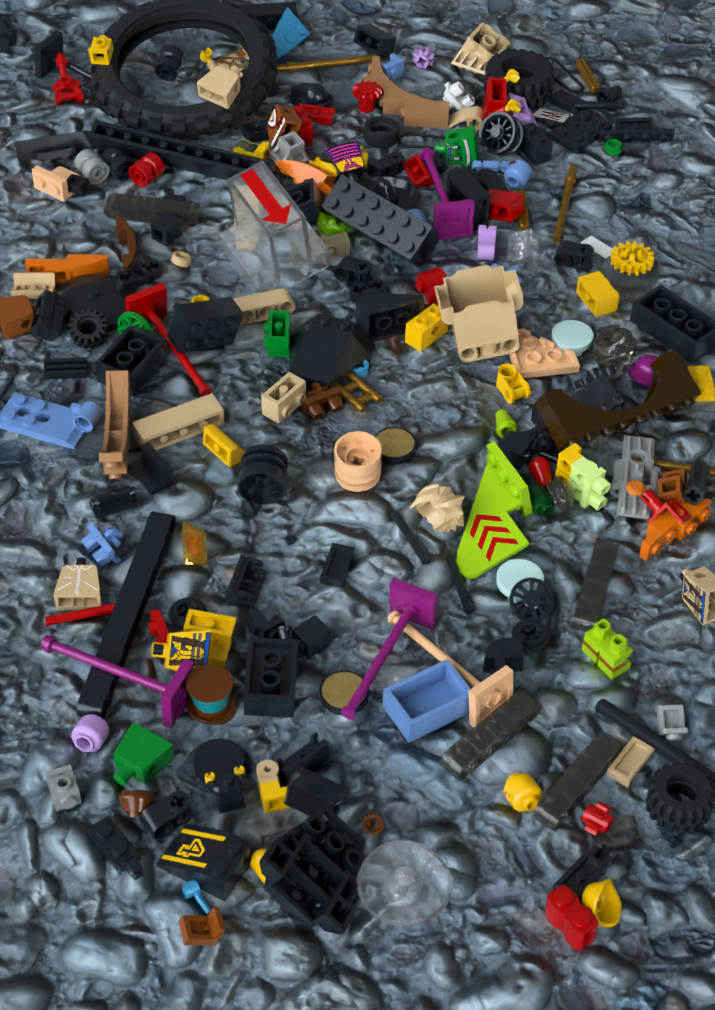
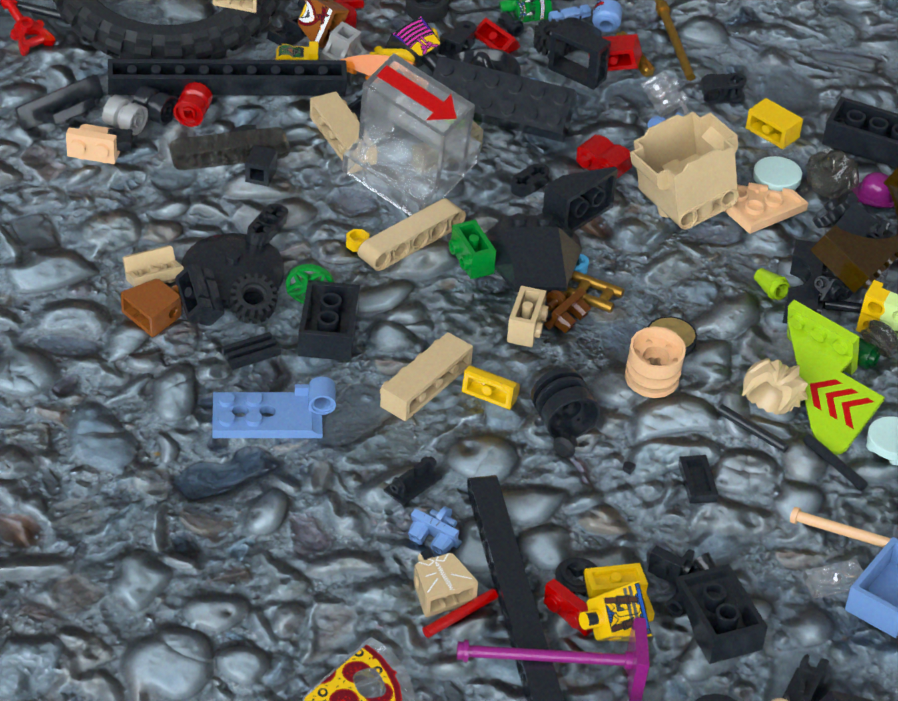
camera: 25 degrees left, 5 degrees down
(69, 268) = (181, 236): orange slope -> none
(117, 421) = (373, 408): medium nougat arch -> none
(126, 235) = (218, 182): reddish brown slope -> none
(152, 306) = (312, 250): red tile -> none
(152, 470) = (430, 434): black panel -> none
(181, 259) = (300, 195): tan tile -> none
(194, 545) = (543, 499): clear yellow slope -> none
(204, 324) = (394, 258): black brick -> none
(211, 695) = (672, 650): reddish brown hat -> none
(246, 583) = (617, 526): black hinge -> none
(312, 636) = (730, 552): black brick -> none
(338, 690) = (796, 608): pearl gold tile -> none
(353, 270) = (502, 160): black piece -> none
(415, 606) = (819, 495): magenta tile -> none
(425, 328) = (624, 202): yellow brick -> none
(449, 218) = (577, 74): magenta tile -> none
(486, 242) = (623, 97): lavender leg -> none
(512, 383) = (749, 239): yellow piece -> none
(541, 471) = (843, 318): red cone -> none
(599, 247) = (751, 77): white sticker -> none
(624, 258) = (784, 77): yellow gear -> none

